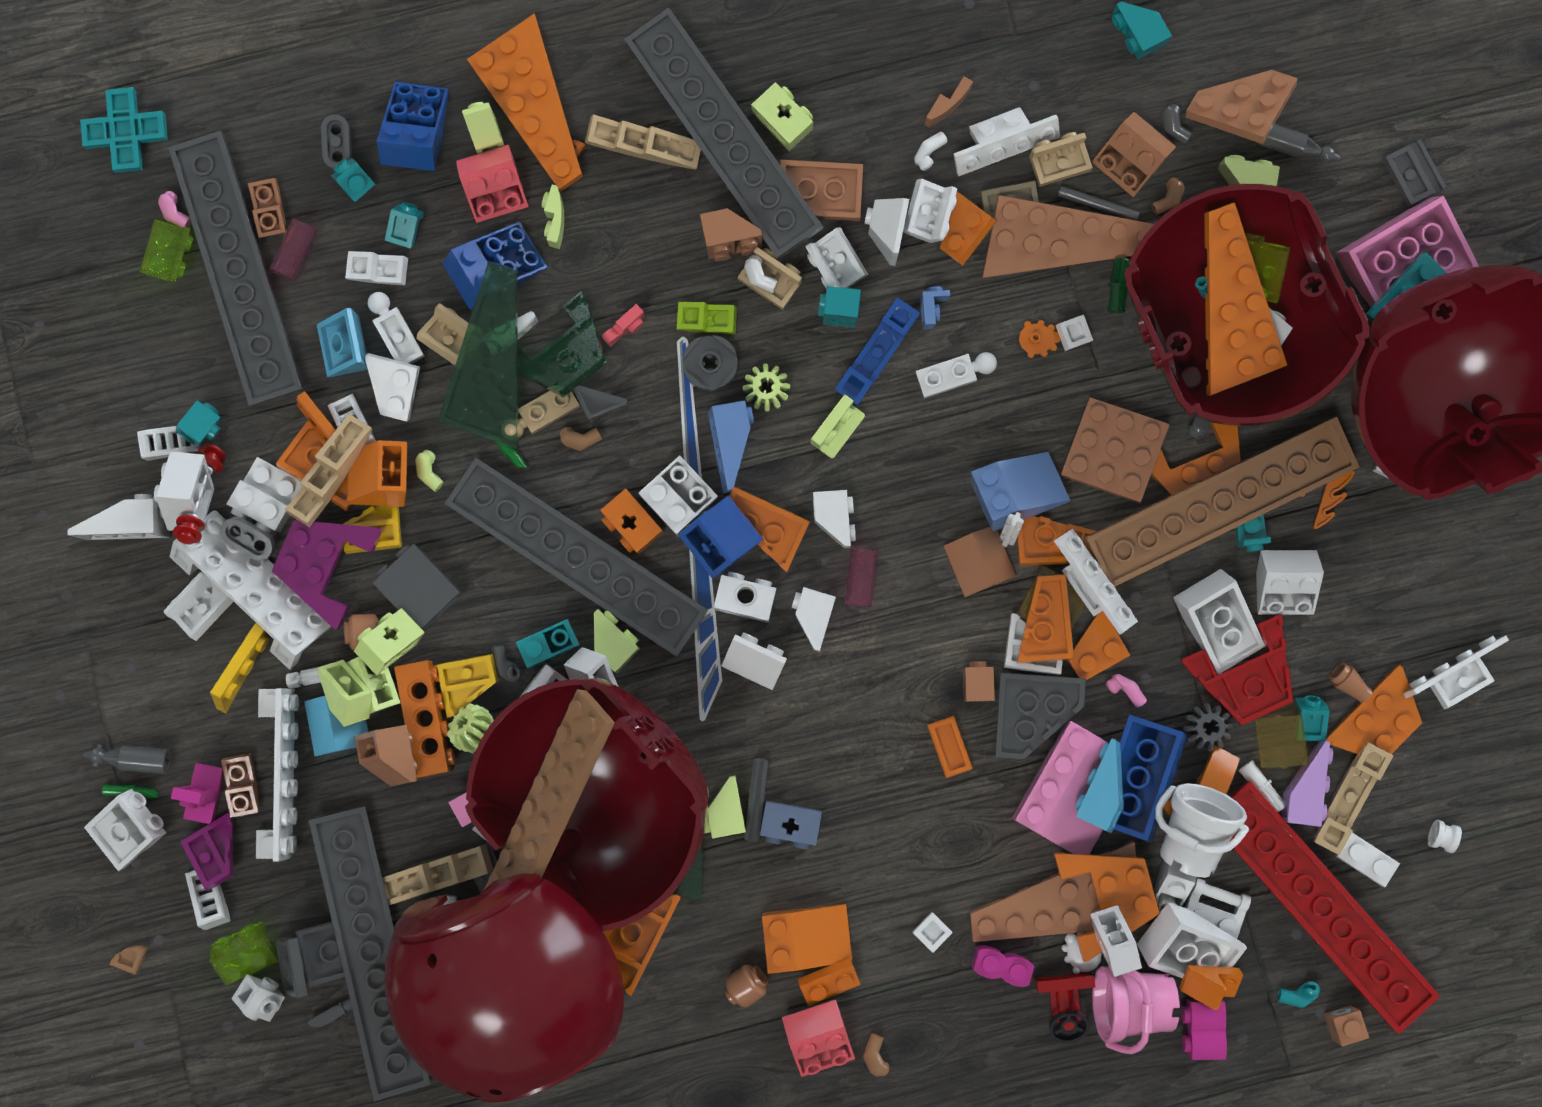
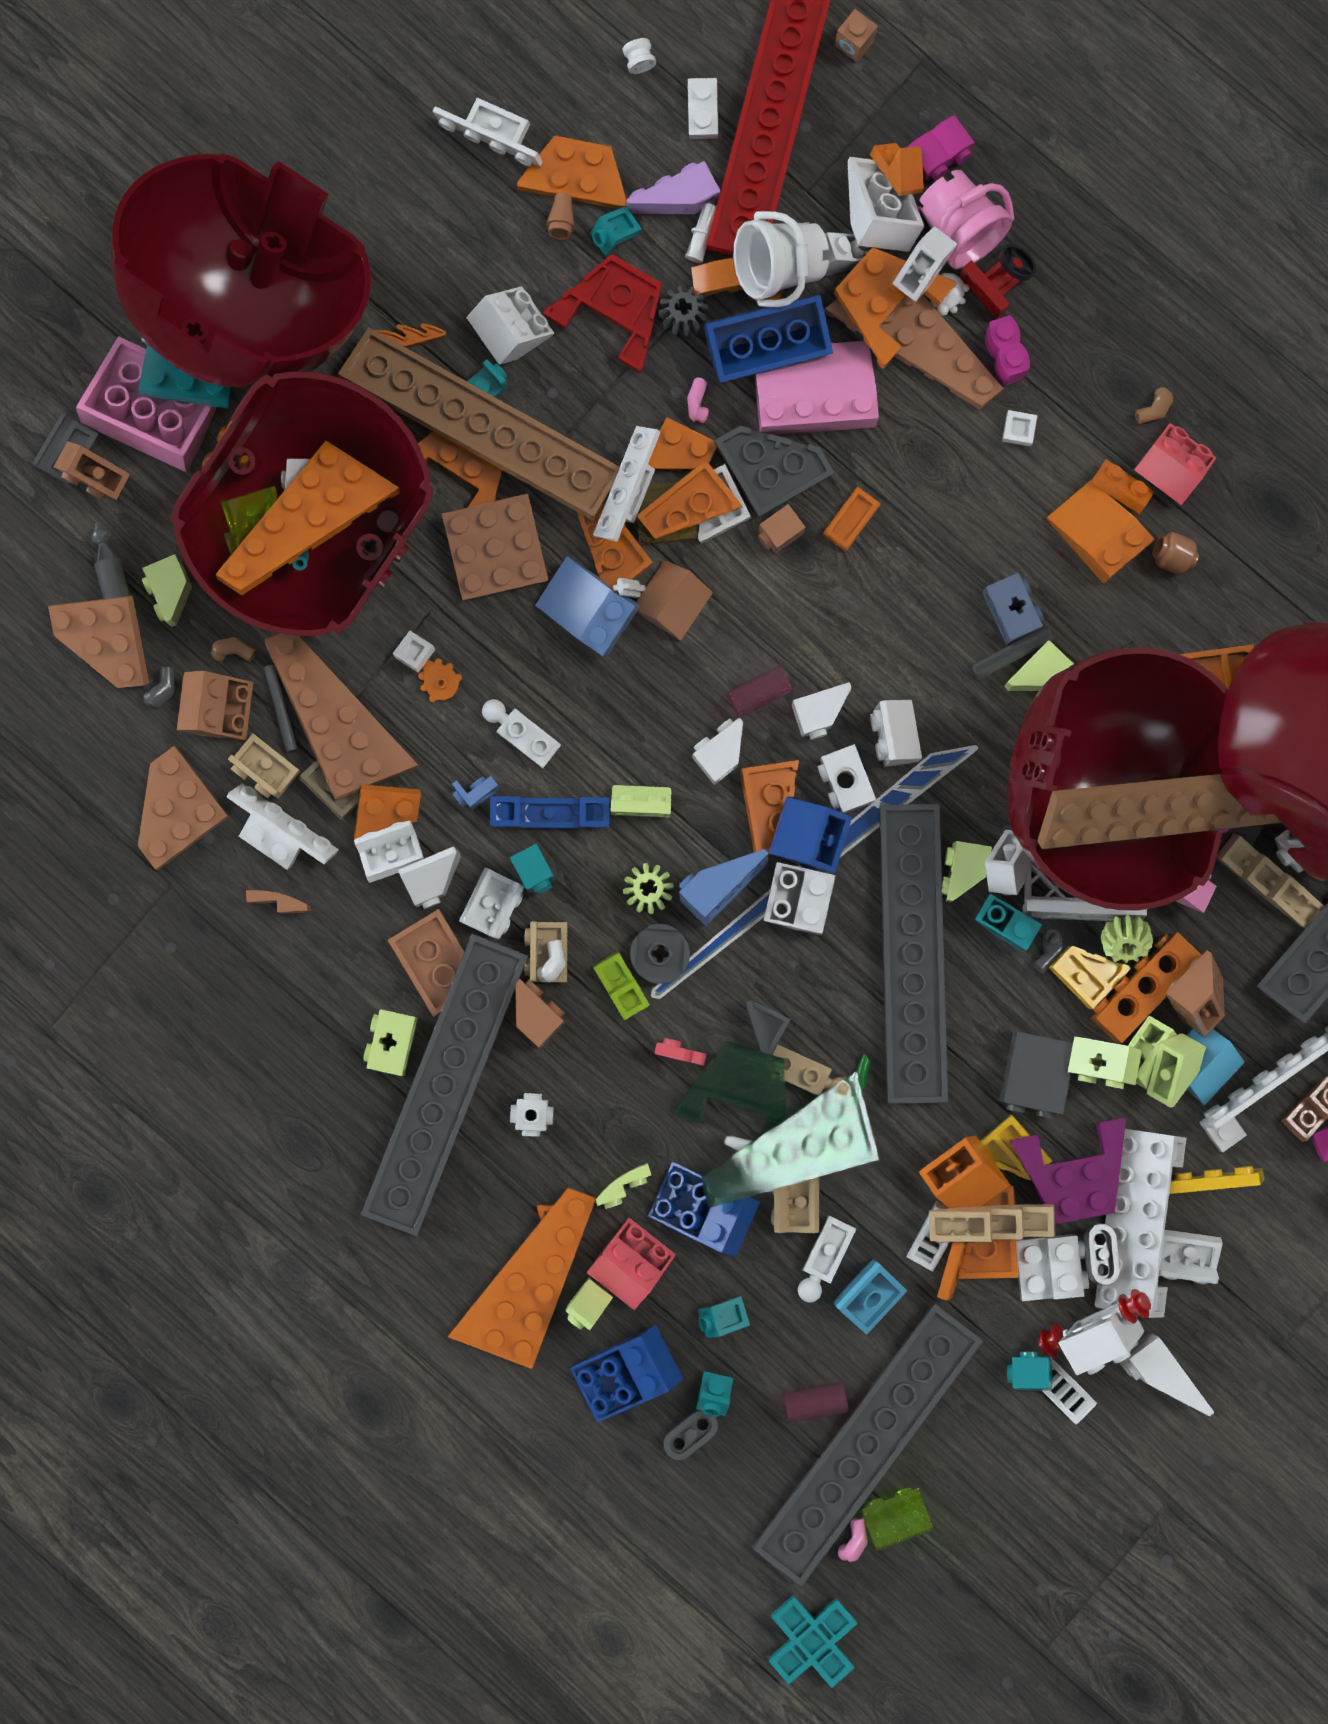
camera: 130 degrees left, 0 degrees up
(268, 207) = (792, 1455): nougat slope -> none
(305, 677) = (1181, 1117): white axle -> none
(356, 625) = (1109, 1099): nougat head -> none
(376, 268) = (779, 1315): white slope -> none
(393, 385) = (875, 1223): white wing -> none
(424, 470) = (930, 1142): yellowish green arm -> none
(577, 440) = (809, 1022): medium nougat arm -> none
(626, 506) = (838, 938): orange brick -> none
(643, 142) = (500, 1153): tan slope -> none
(657, 191) = (544, 1114): none -> white brick
(927, 147) = (332, 893): white arm -> none
(1073, 75) = (175, 809): none -> nougat plate
(1105, 794) = (808, 354): medium azure slope -> none
(1118, 286) = (344, 641): dark green axle -> none
(1142, 28) = (92, 774): teal slope -> none
(1220, 620) = (583, 361): white slope -> none
(1224, 920) = (838, 194): white plate -> none
(1281, 741) = (652, 241): clear yellow piece -> none
(1300, 997) = (858, 89): teal arm -> none
(1350, 796) = (659, 155): tan slope -> none
(1383, 177) = (91, 470): none -> nougat brick

